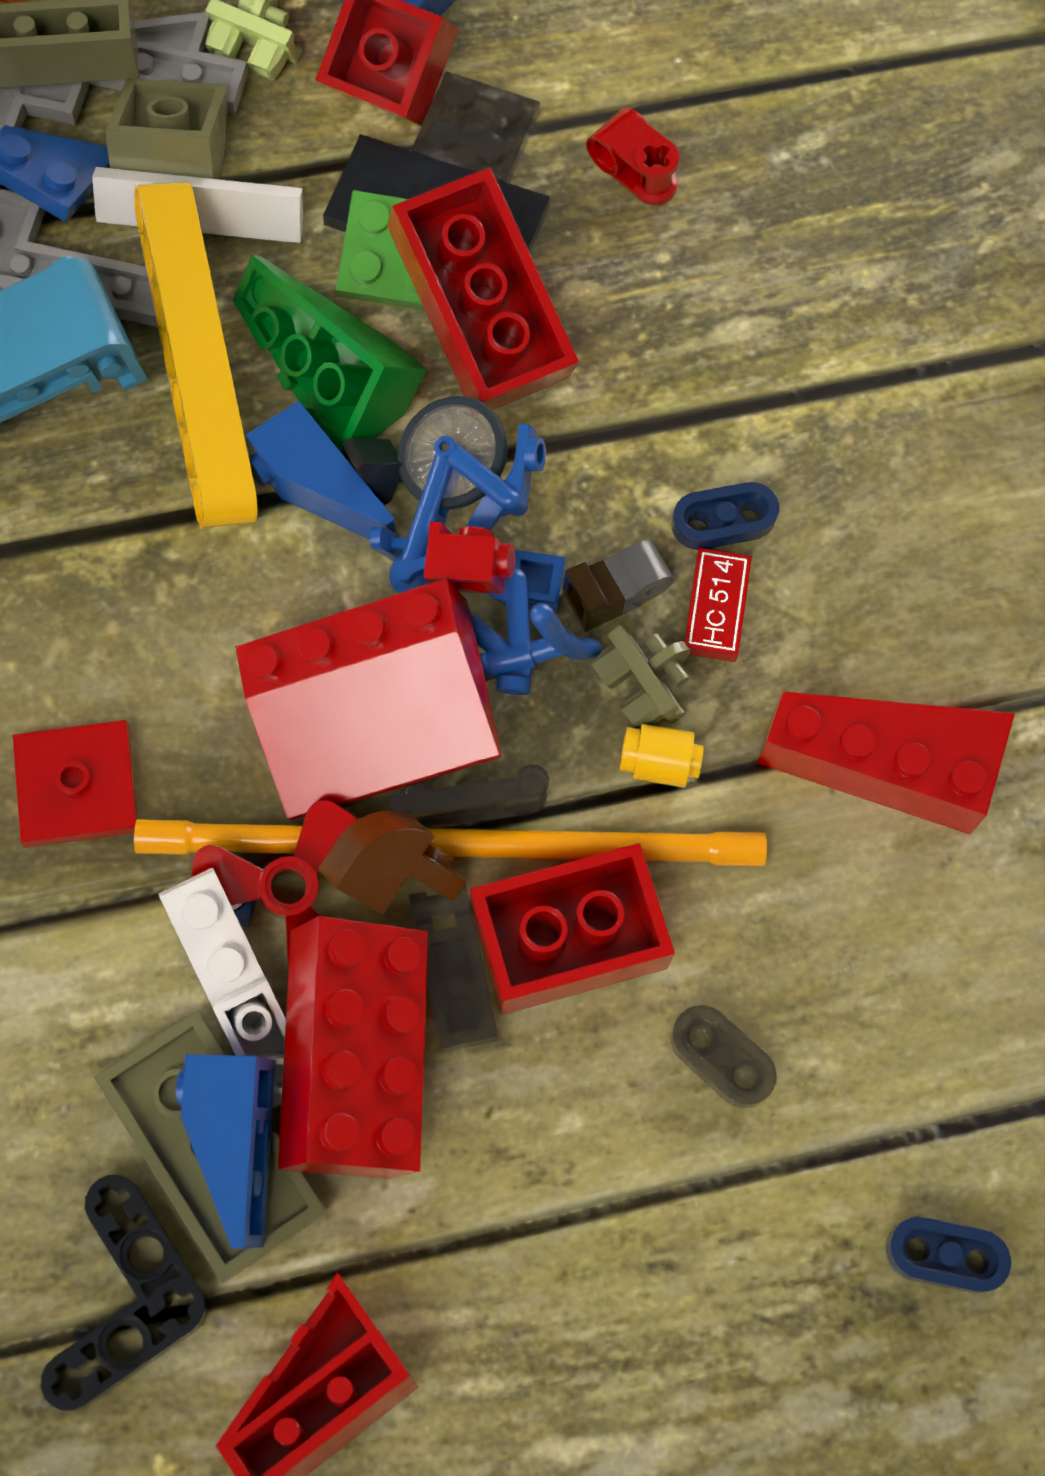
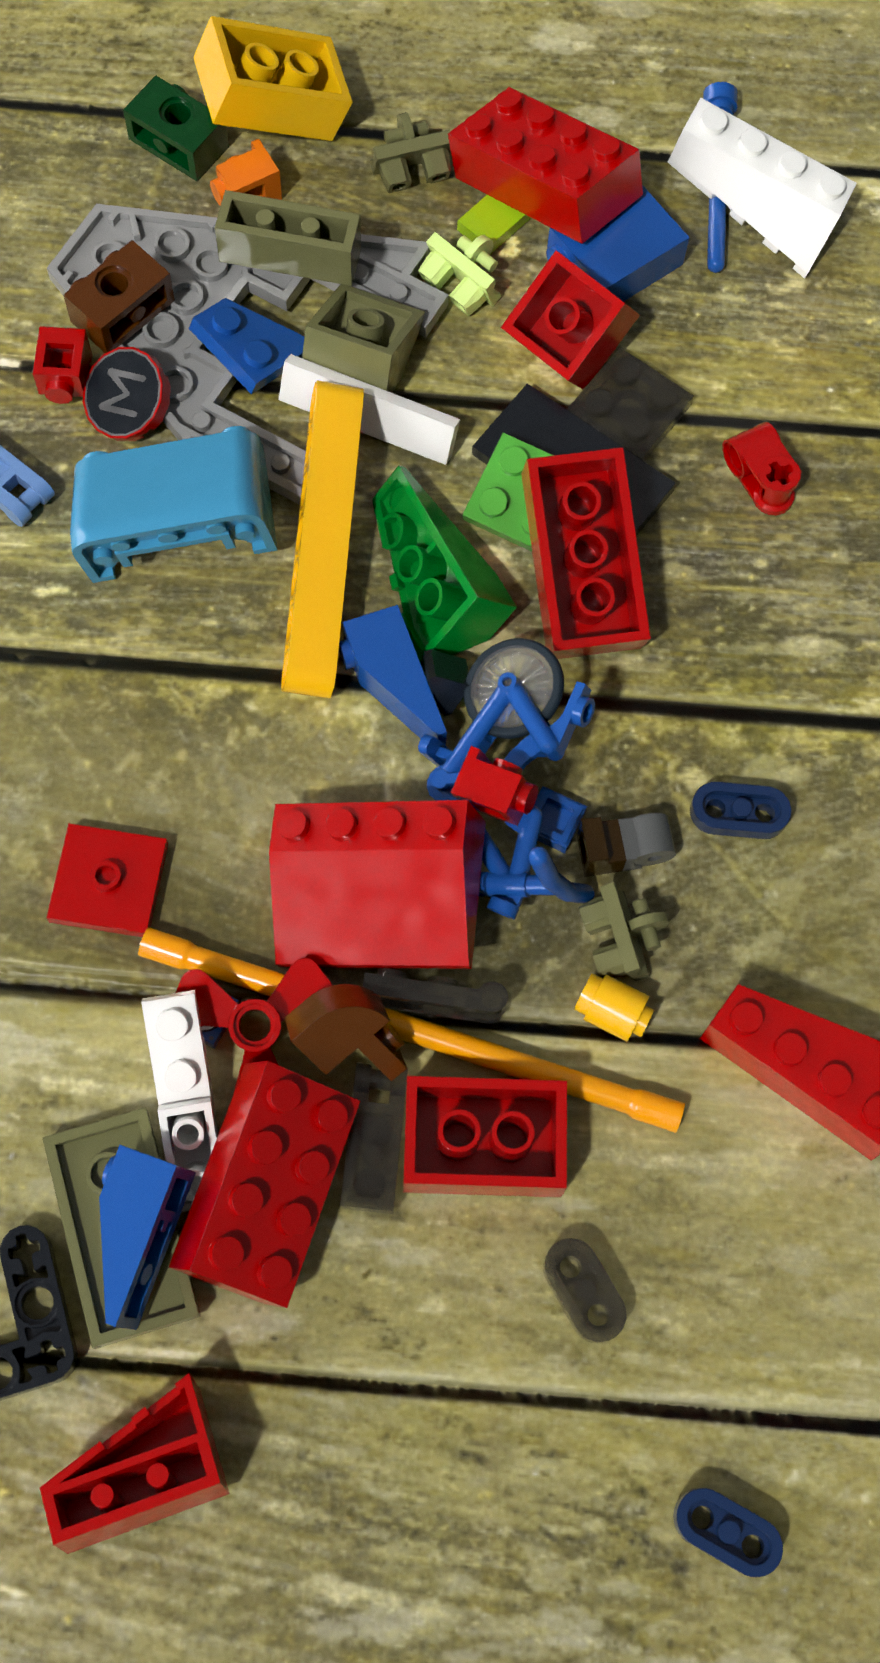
camera: 20 degrees right, 0 degrees up
(717, 604) = (708, 887): red tile -> none

